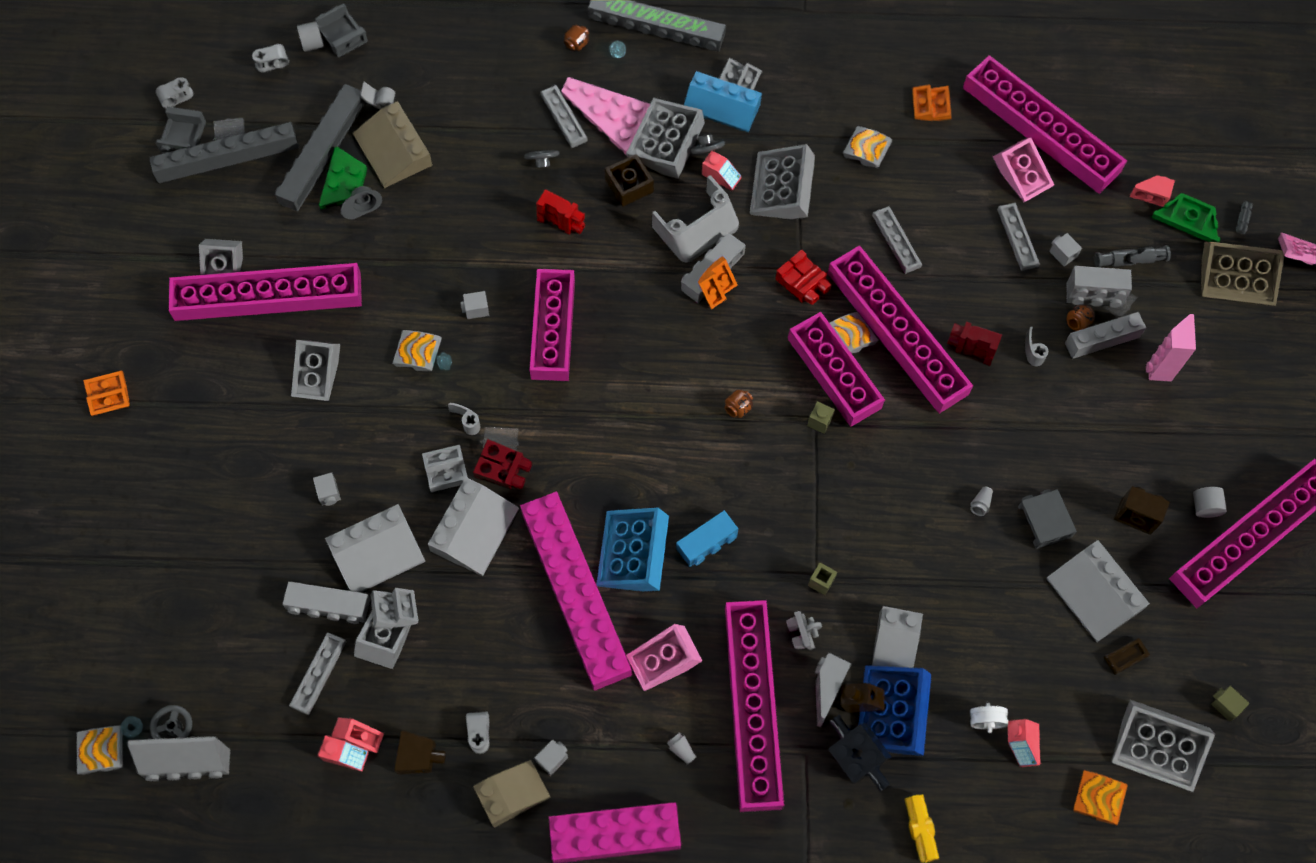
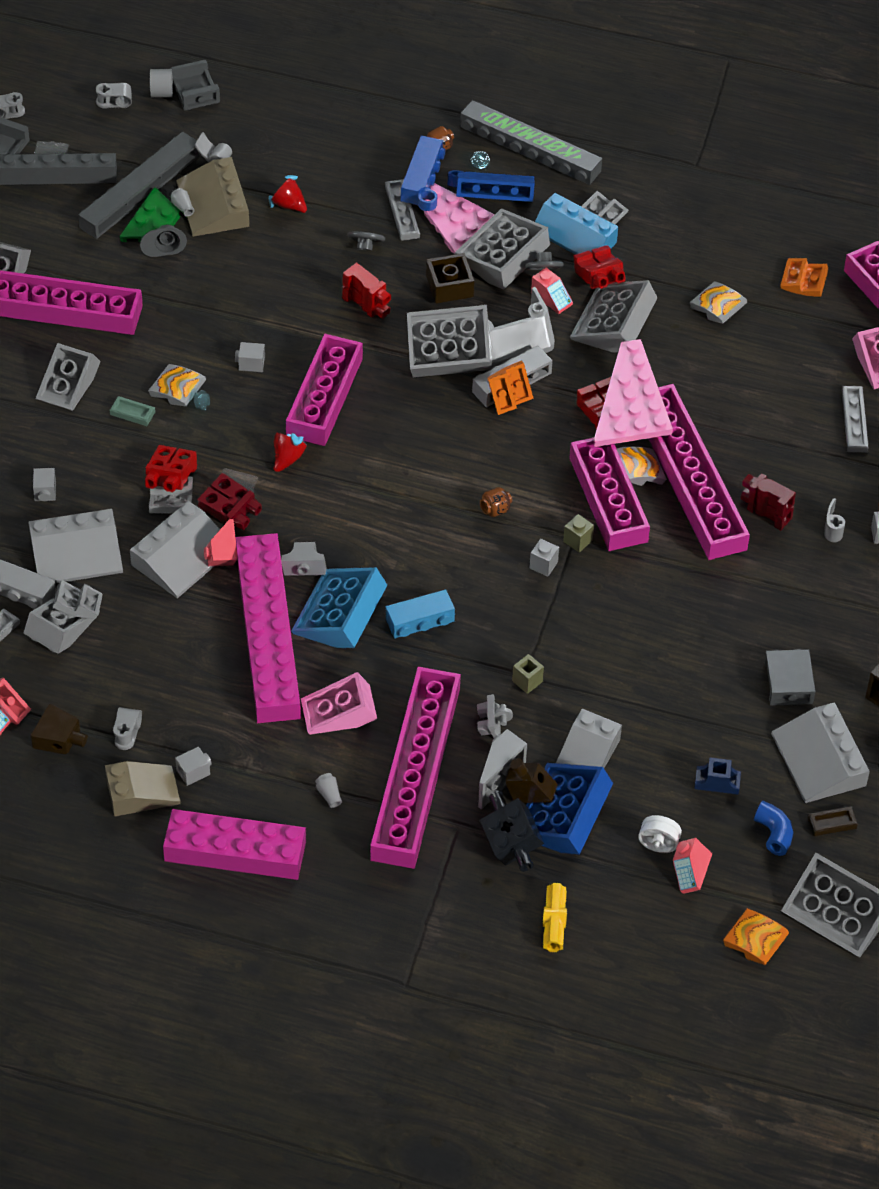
camera: 15 degrees right, 15 degrees down
(365, 156) = (182, 201): none -> light grey cone
(384, 387) = (132, 411): none -> sand green tile
(437, 445) = (170, 470): none -> red hips
(460, 127) = (289, 196): none -> red hat
(468, 416) = (209, 453): light grey panel -> none
(509, 515) = (222, 547): none -> coral slope
(538, 396) = (287, 450): none -> red hat
(572, 78) = (422, 174): none -> hinge
(587, 510) = (304, 560): none -> light grey brick
(637, 75) = (492, 185): none -> blue hinge
(651, 249) = (449, 341): none -> light grey slope
(756, 138) = (599, 267): none -> red hips
(798, 450) = (544, 557): none -> light grey brick
(831, 273) = (633, 400): none -> bright pink wing
(897, 240) = (720, 394): light grey tile -> none
(981, 503) = (724, 647): light grey cone -> none
(1018, 641) = (718, 777): none -> dark blue brick
(1085, 676) = (778, 824): none -> blue cylinder

